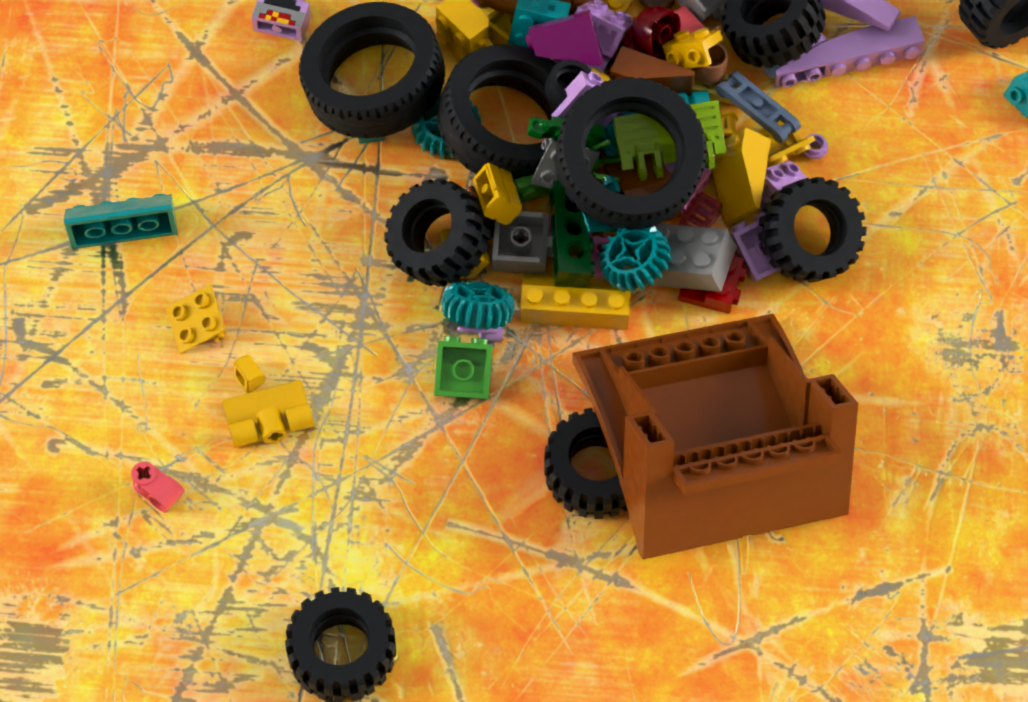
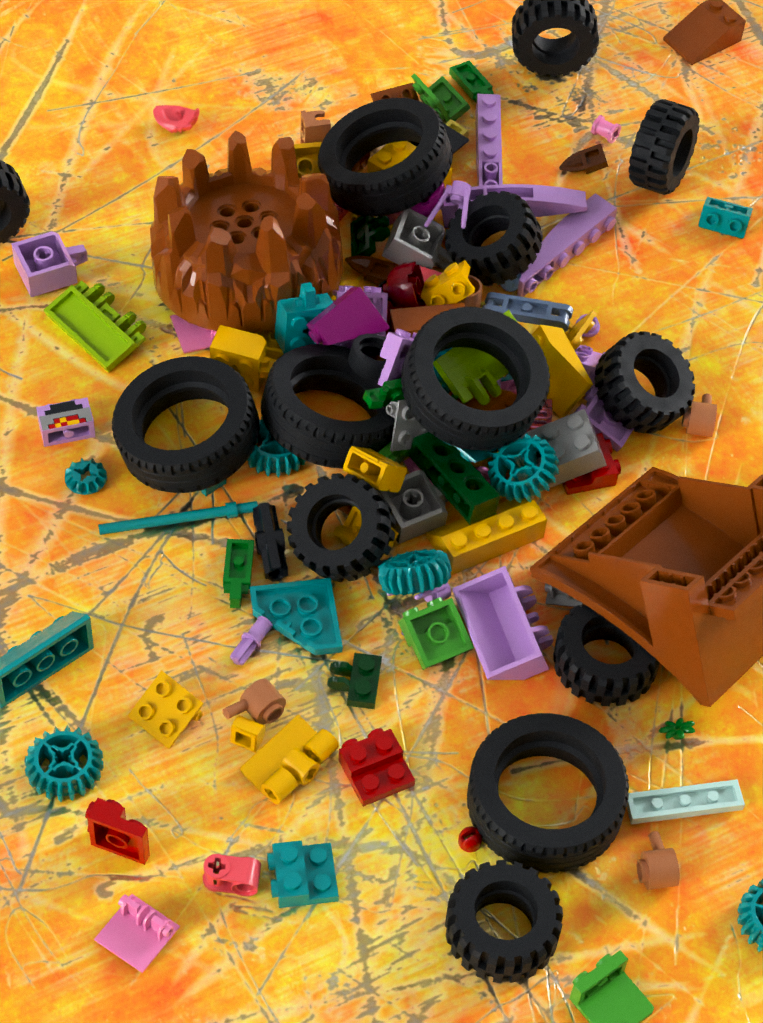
camera: 35 degrees left, 10 degrees down
(54, 493) = (136, 932): none -> bright pink hinge
(67, 329) = (64, 773): none -> teal gear
(84, 399) = (114, 833): none -> red plate
(213, 516) = (302, 874): none -> teal plate
(268, 85) = (91, 483): none -> teal gear
(274, 351) = (260, 701): none -> nougat piece
(305, 295) = (251, 640): none -> lavender axle
(334, 458) = (375, 766): none -> red plate
(337, 225) = (238, 569): none -> green hinge
(364, 291) = (301, 612): none -> teal plate
(367, 167) = (230, 510): none -> teal bar
(368, 566) = (473, 842): none -> red hinge
(376, 379) = (363, 682): none -> dark green hinge
(377, 213) = (270, 542): none -> black piece
(448, 500) = (557, 738): none -> black tyre
(505, 671) = (658, 866): none -> nougat piece
(525, 392) = (501, 628): none -> lavender piece
(571, 629) = (685, 801): none -> light aqua plate
(613, 564) = (677, 730): none -> green plant
(852, 289) = (701, 417): none -> nougat piece

